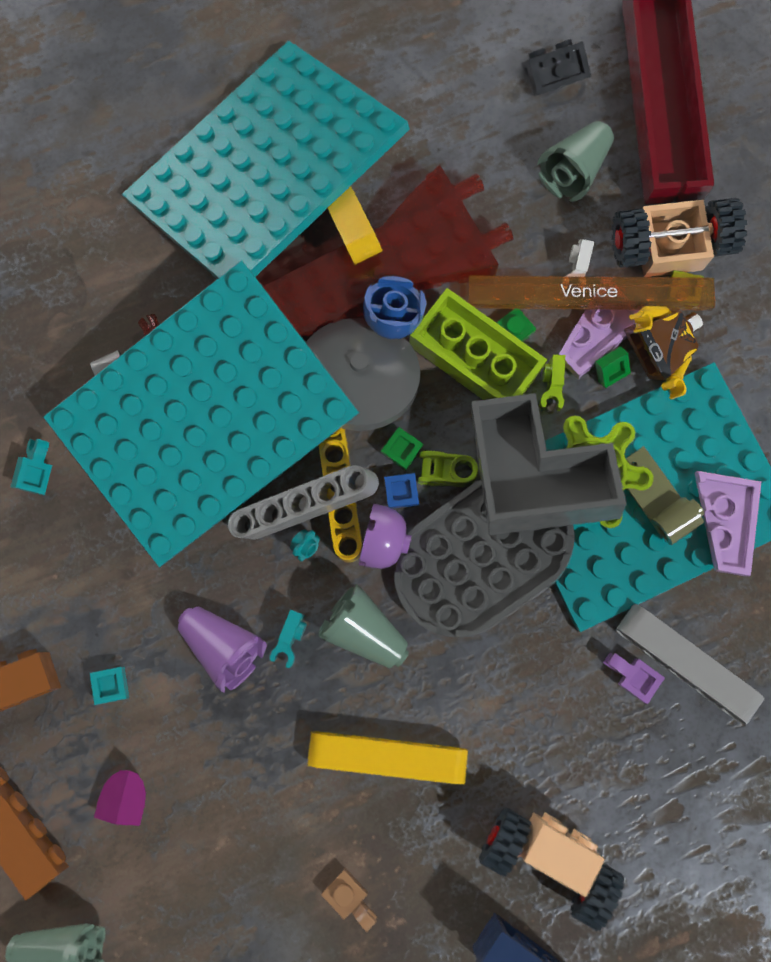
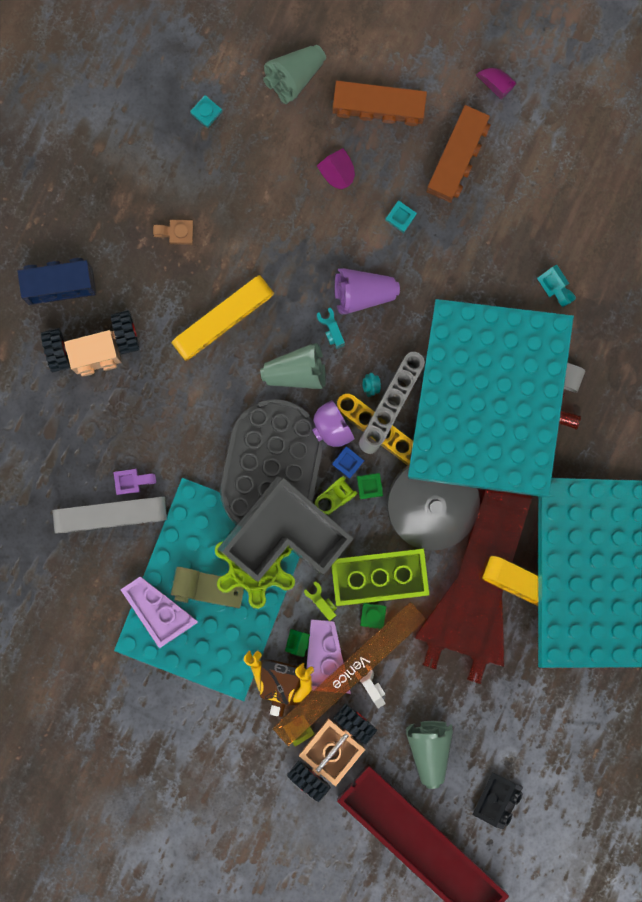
camera: 135 degrees right, 5 degrees up
(393, 307) = (447, 555): blue cylinder -> none

